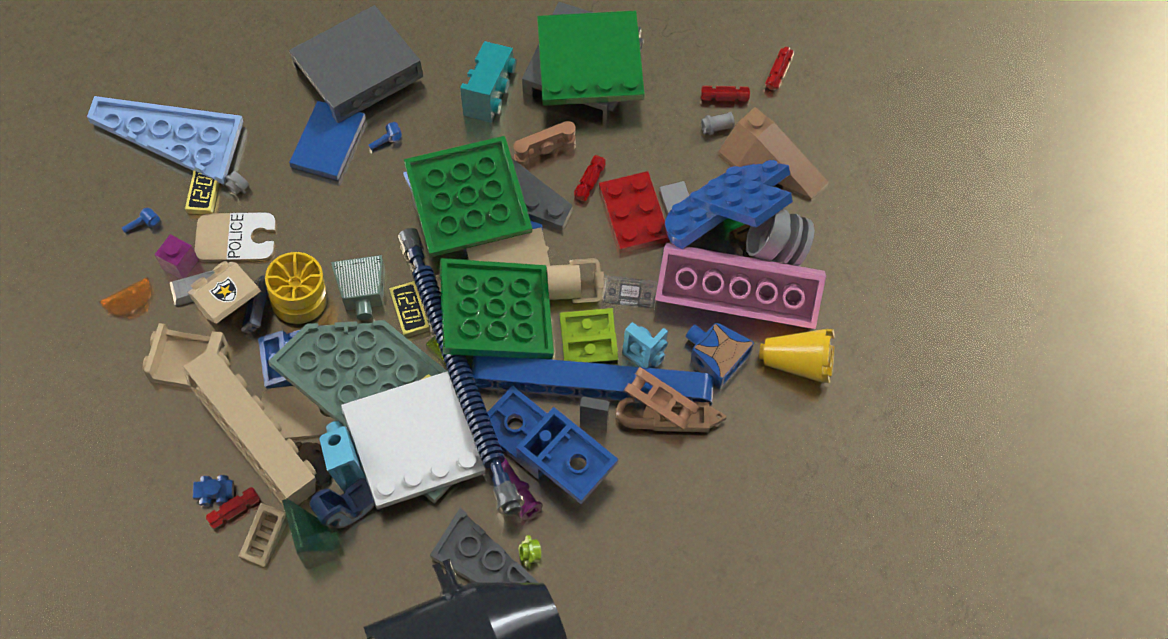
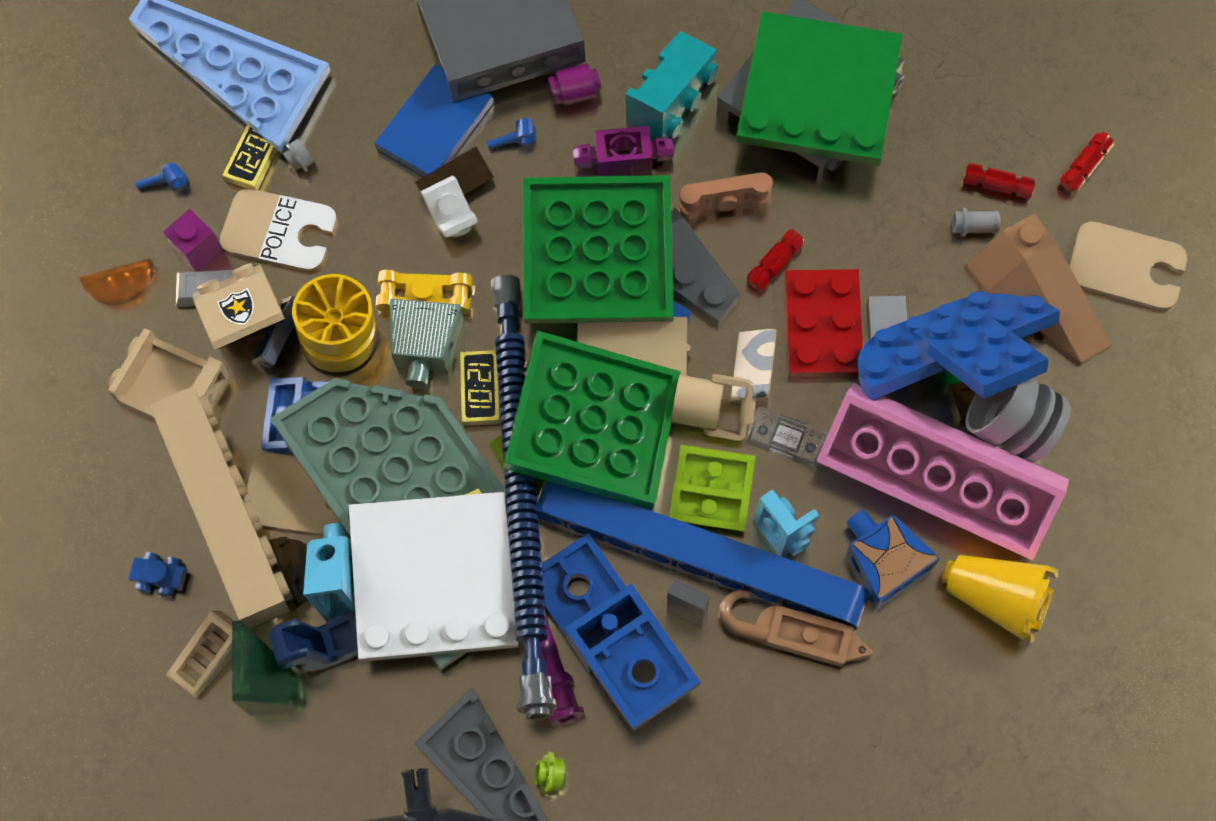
camera: 20 degrees right, 5 degrees up
(232, 508) = (175, 605): red axle -> none
(351, 251) = (424, 288): none -> yellow plate
(352, 174) = (467, 168): none -> dark brown tile
(355, 193) = (449, 208): none -> white bracket
(420, 93) = (574, 84): none -> magenta brick
(465, 121) = (623, 139): none -> magenta piece
(595, 245) = (754, 363): none -> slope
(661, 398) = (786, 607): nougat plate -> none
(819, 129) = (1120, 262): none -> tan piece

